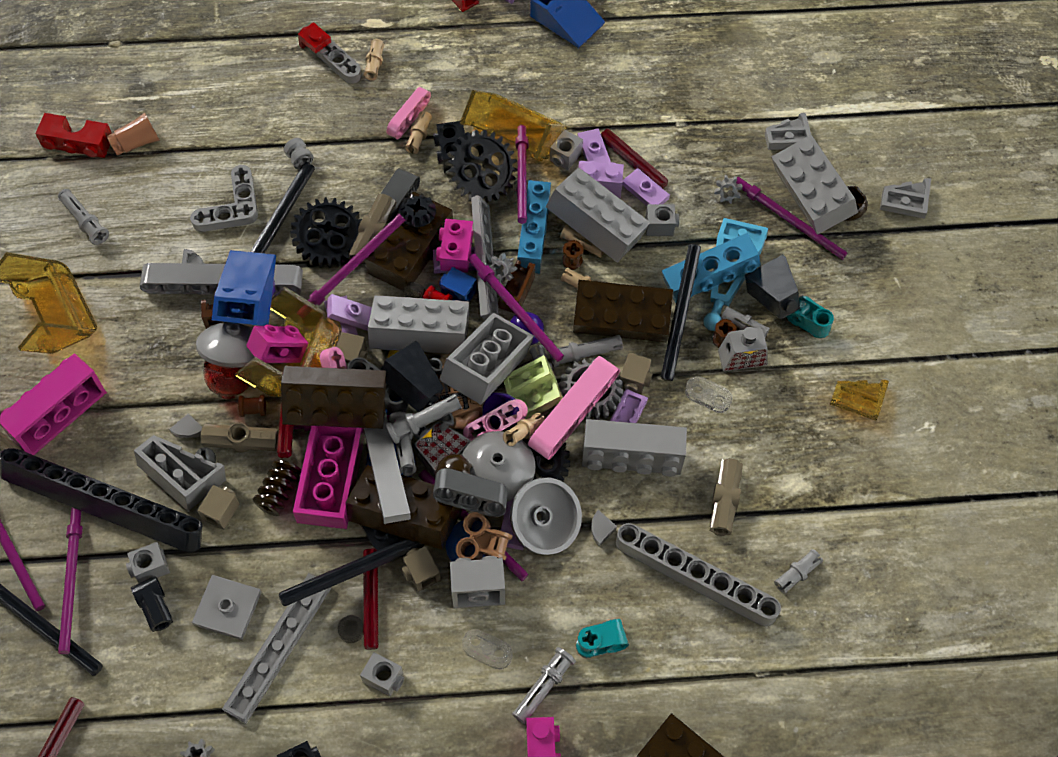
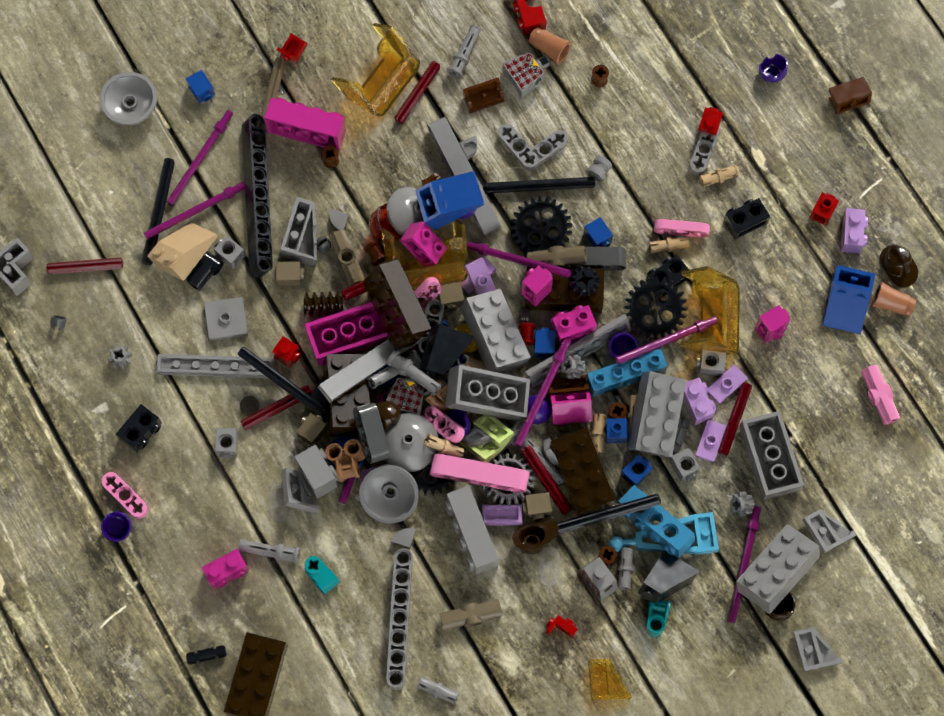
camera: 65 degrees right, 10 degrees up
(95, 282) = (417, 92): none -> dark red axle
(107, 400) = (330, 151): none -> reddish brown bush
(111, 616) = (182, 250): none -> tan slope
(144, 220) = (483, 95): none -> reddish brown hinge
(147, 172) = (525, 72): none -> torso
(200, 112) = (599, 81): none -> reddish brown bush
(312, 553) = (286, 352): none -> red brick
(368, 184) = (598, 233): none -> blue brick
(398, 248) = (537, 285): none -> dark pink brick
(432, 56) = (749, 221): none -> black brick
(487, 619) = (297, 492): none -> light grey wing
(503, 218) = (621, 344): none -> dark purple hair
(528, 395) = (476, 436): none -> light grey tile
(544, 291) = (571, 407): none -> dark pink brick
(558, 78) = (772, 324): none -> dark pink brick
(579, 334) = (549, 451): none -> light grey tile
(592, 262) = (616, 431): none -> blue brick
(610, 351) = (546, 479): none -> dark red axle
(645, 273) = (633, 478): none -> blue brick
(669, 388) = (534, 536): none -> dark brown piece
(675, 32) = (880, 394): none -> bright pink piece
(691, 141) = (771, 455): none -> light grey brick
(779, 409) = (565, 625): none -> red bracket

